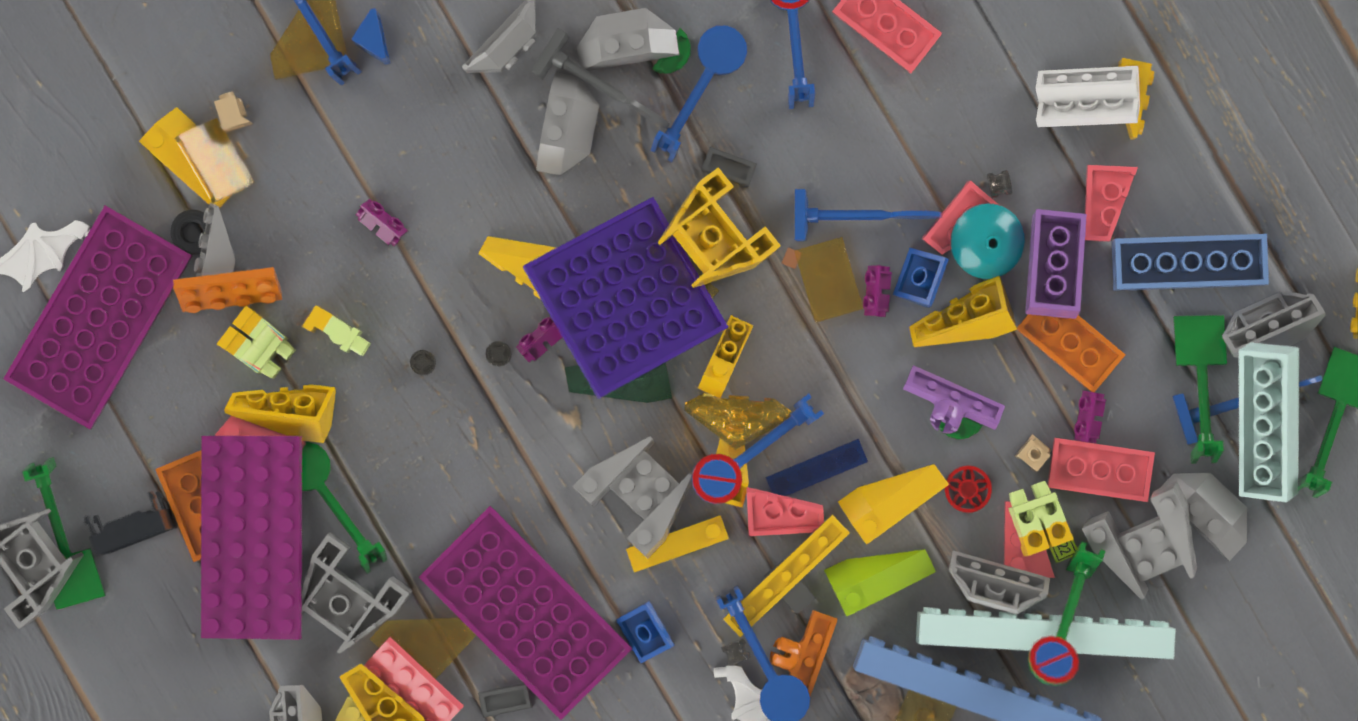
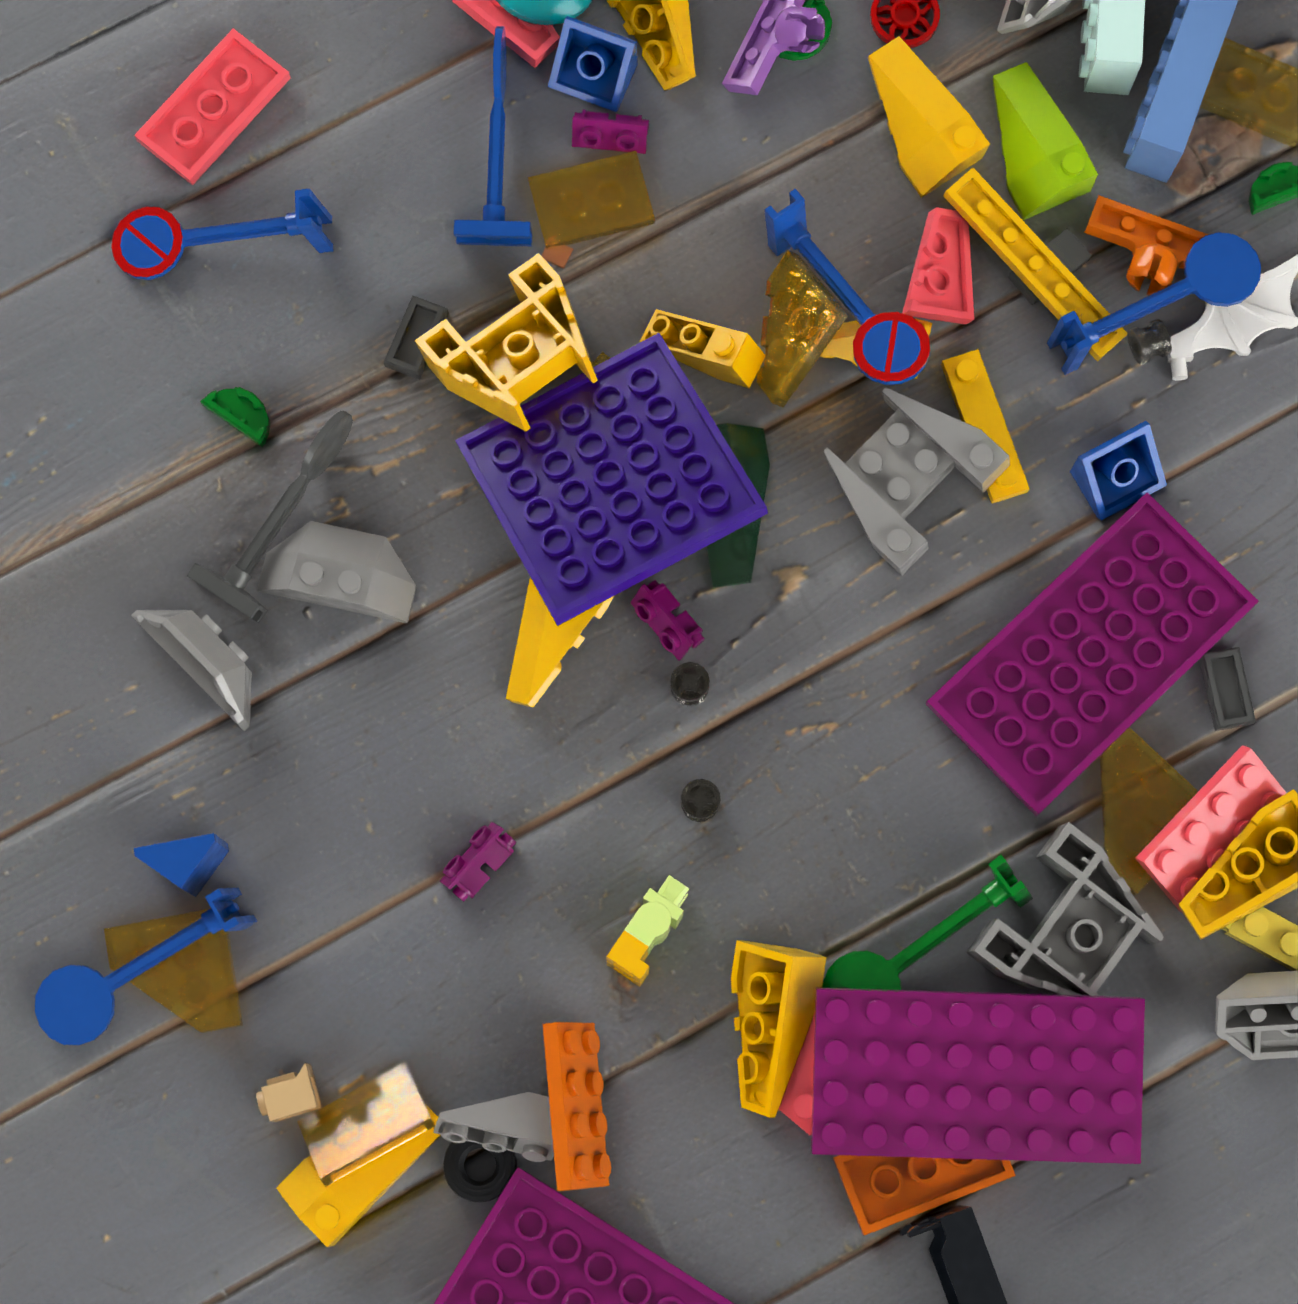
camera: 85 degrees left, 10 degrees down
(262, 349) = (667, 1051): yellowish green hips -> none
(626, 40) = (213, 479): light grey wedge -> none
(721, 53) = (244, 342): blue piece -> none
(817, 469) = (873, 220): clear blue plate -> none

